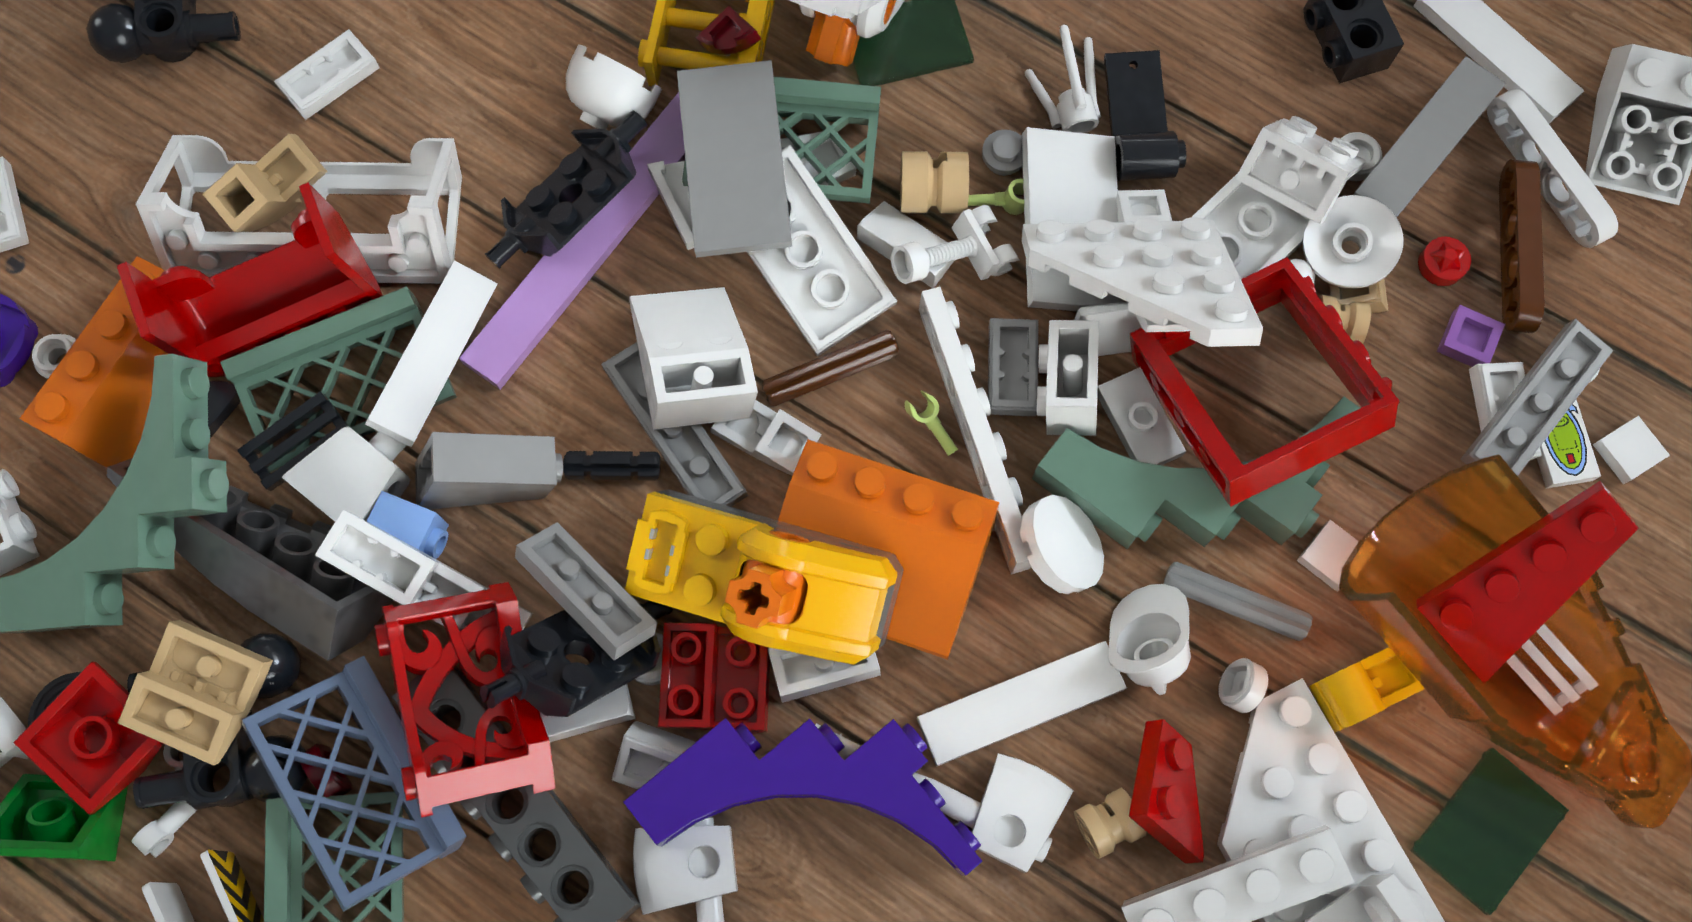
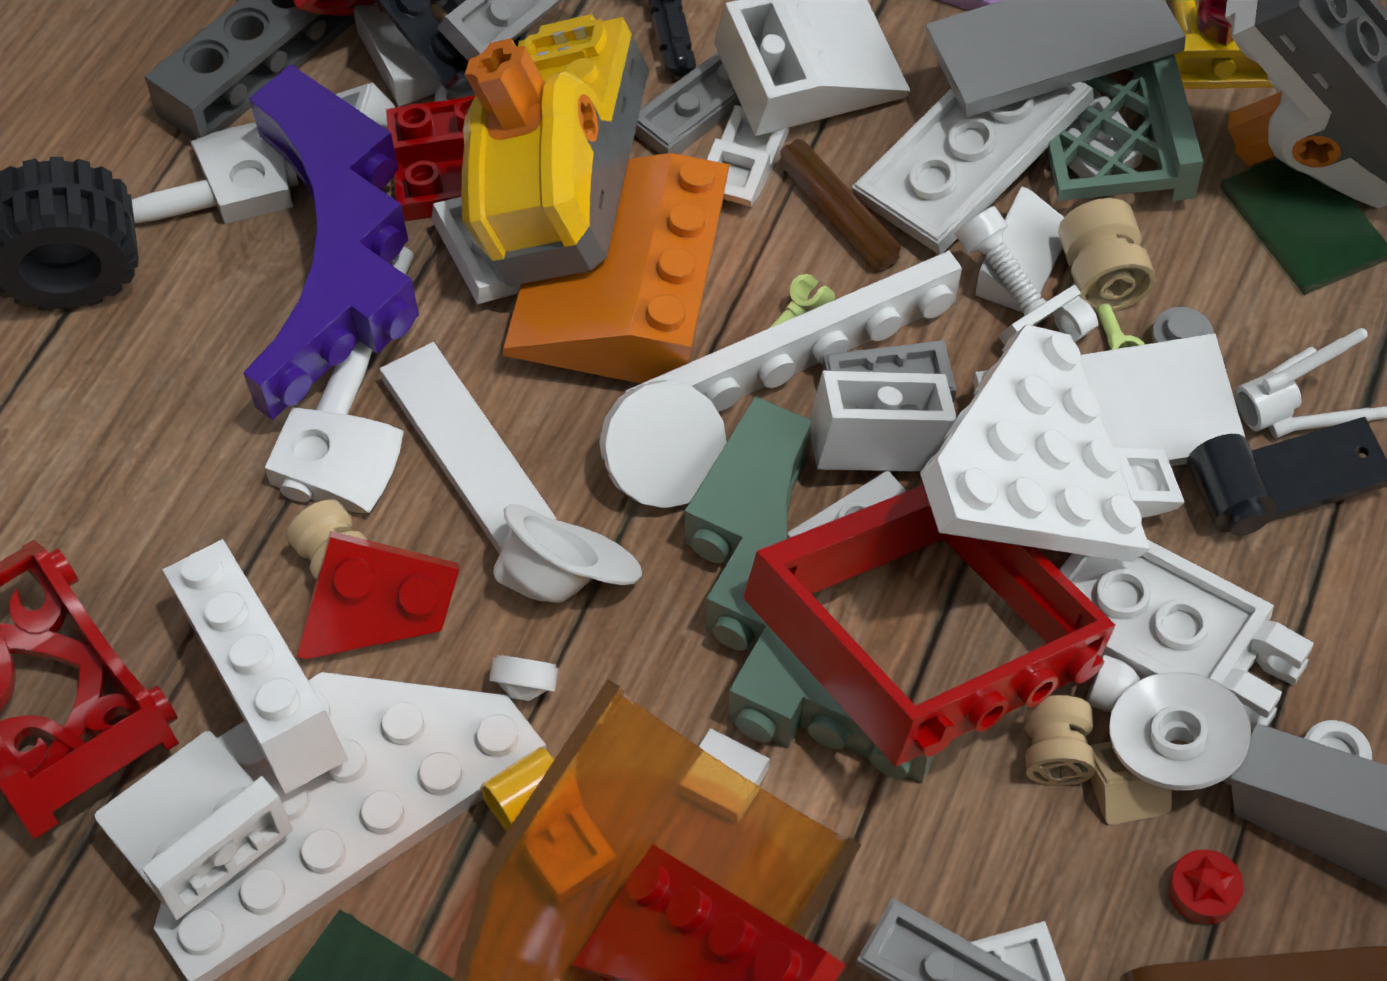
camera: 80 degrees right, 15 degrees down
(1239, 601) = (644, 637): light grey axle -> none
(1300, 167) = (1275, 632): white bracket -> none
(1470, 337) = (1095, 933): medium lavender tile -> none

